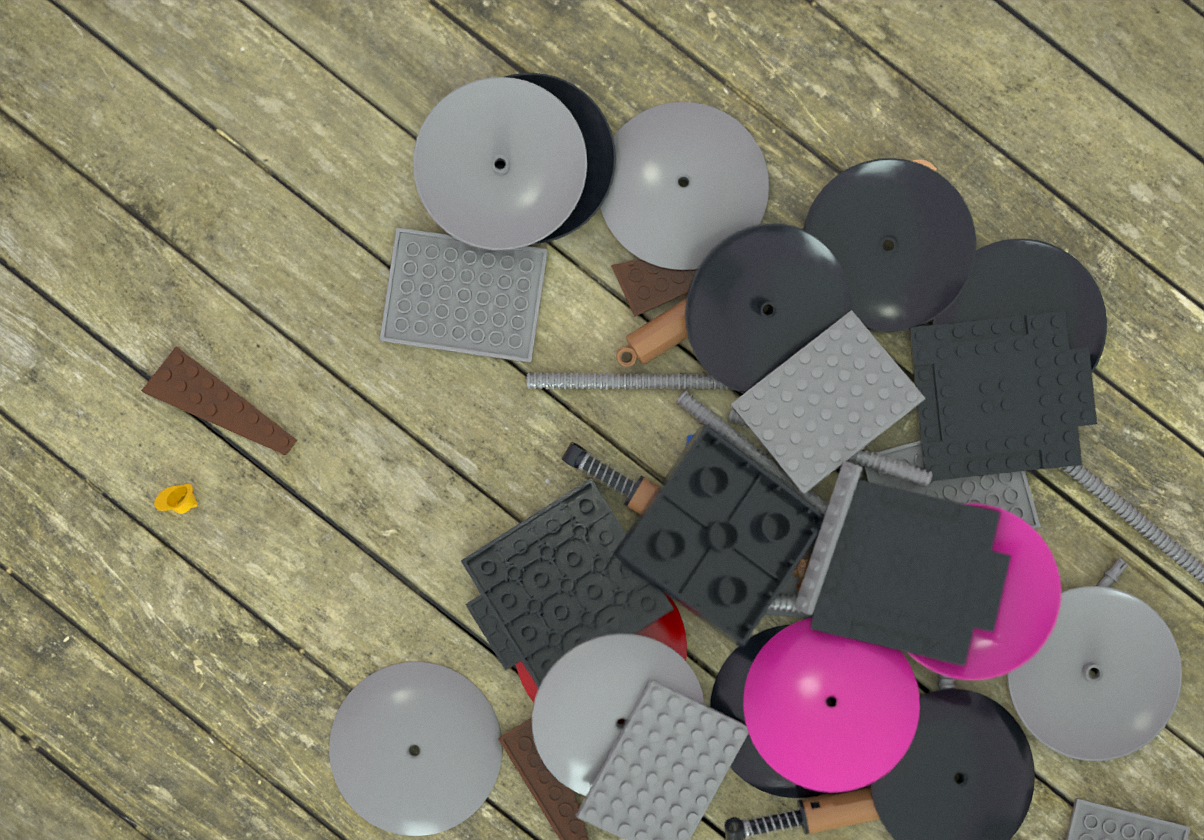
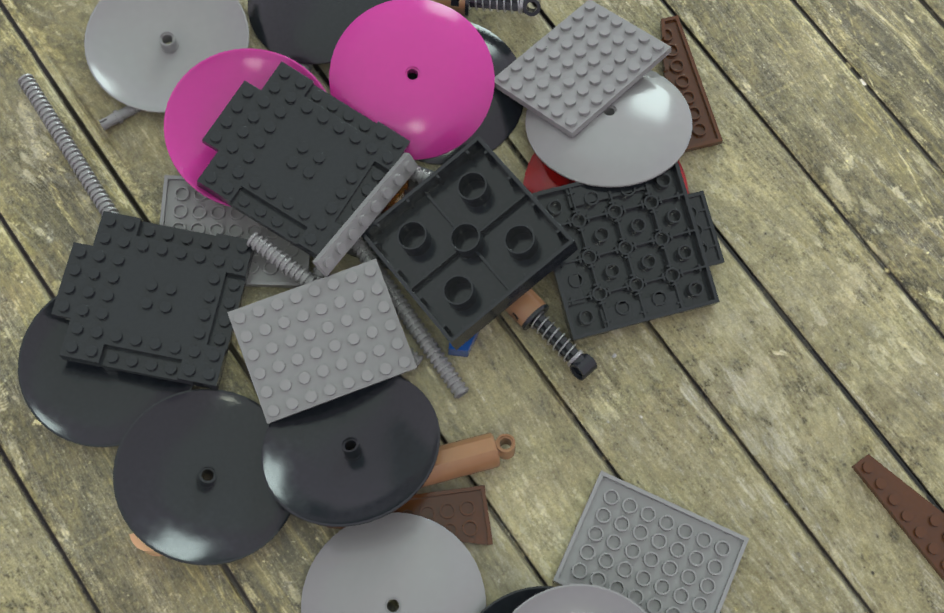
camera: 165 degrees left, 15 degrees down
(423, 708) = (793, 190): light grey dish -> none
(623, 381) = (519, 427): light grey piece -> none

